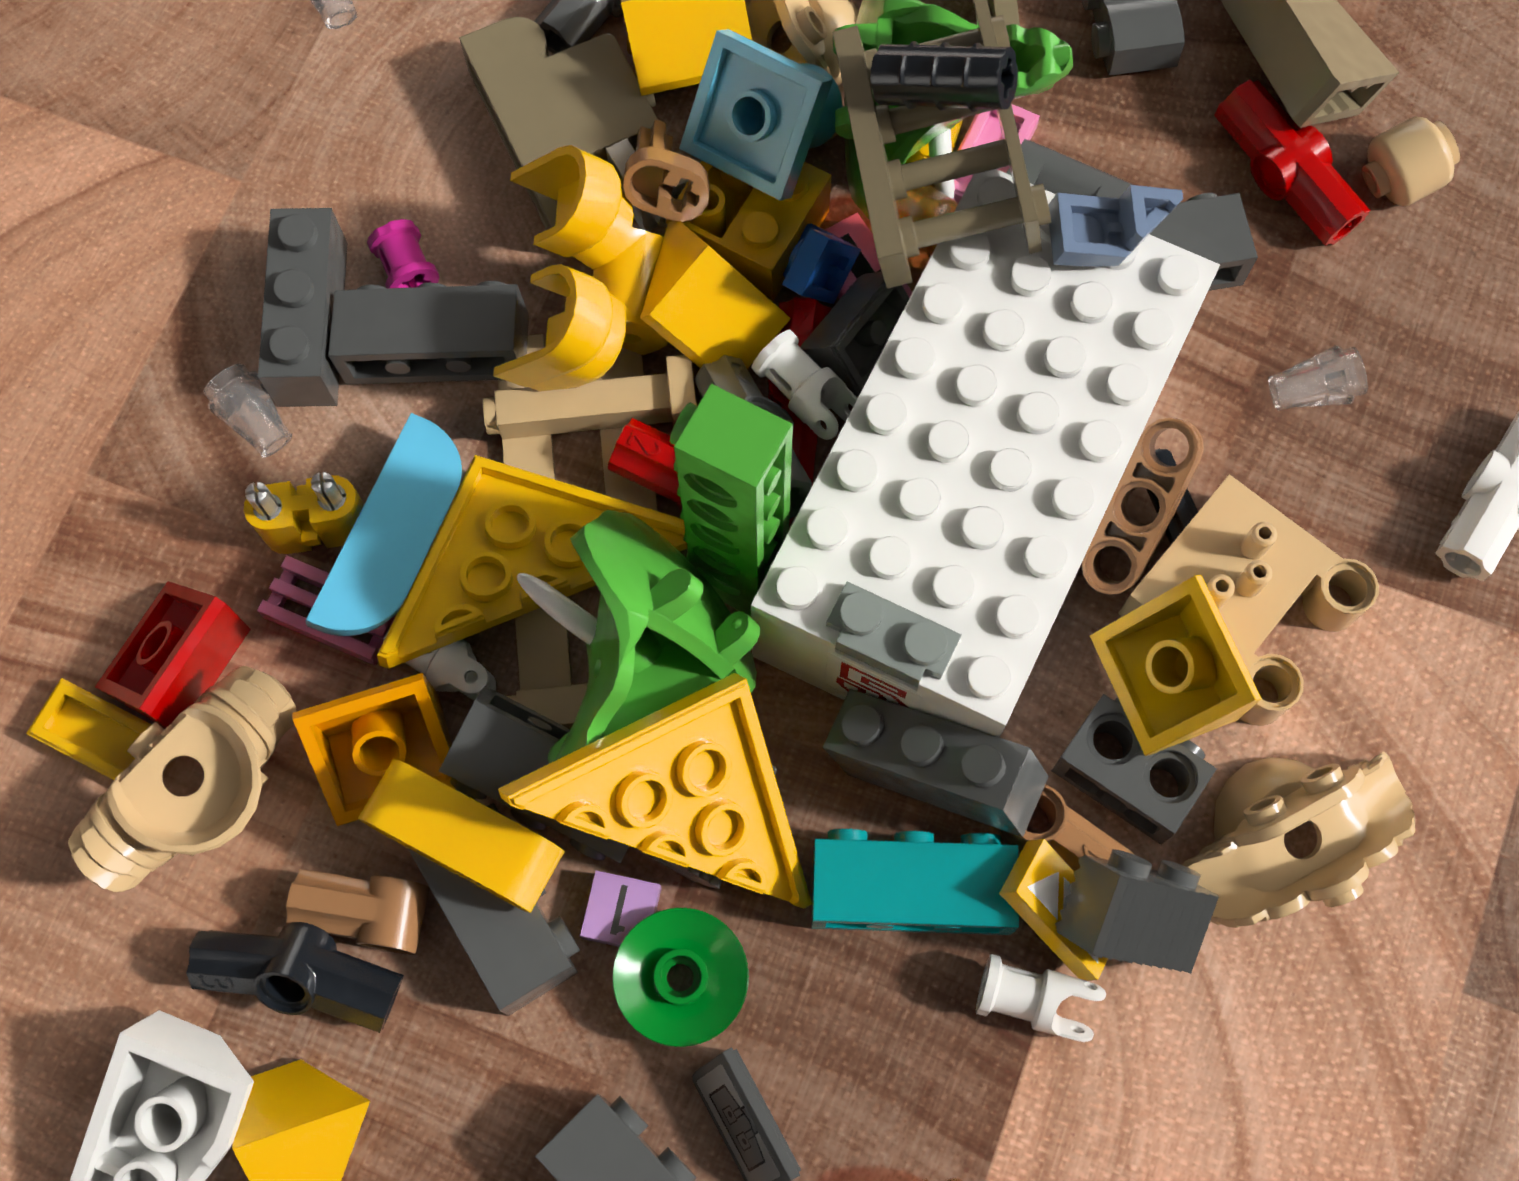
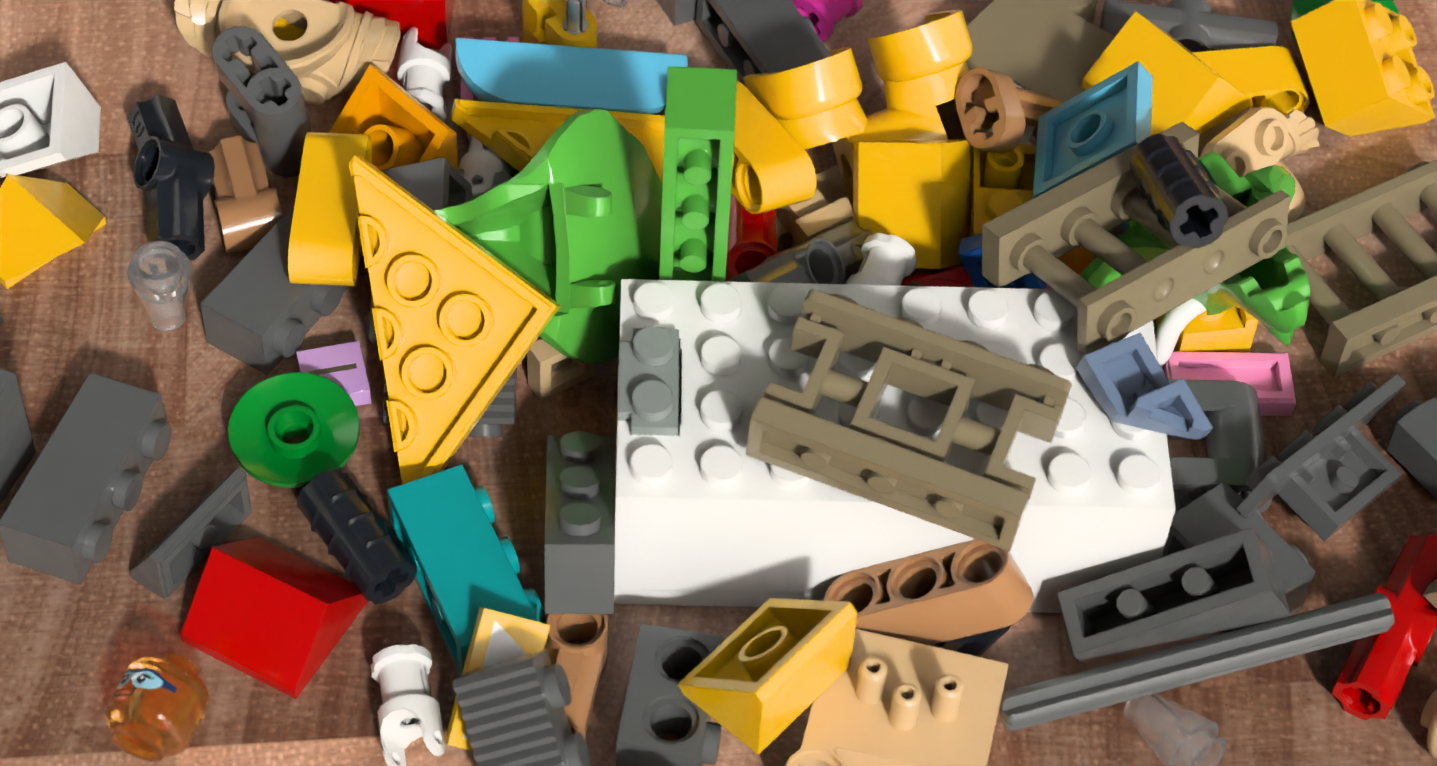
camera: 60 degrees right, 20 degrees down
(282, 823) = (263, 106): none -> dark grey connector
(295, 668) = (425, 72): none -> white piece
(428, 1032) = (161, 282): none -> clear cone
(582, 415) = (767, 161): none -> yellow beam
(830, 967) = (356, 536): none -> black axle
(870, 1076) = (269, 613): none -> red slope
(1105, 468) = (893, 463): none -> dark tan fence
(1130, 117) = (1330, 474): none -> dark grey bracket
(1240, 315) = (1174, 600): none -> dark grey brick
(1284, 328) = (1195, 661): none -> axle

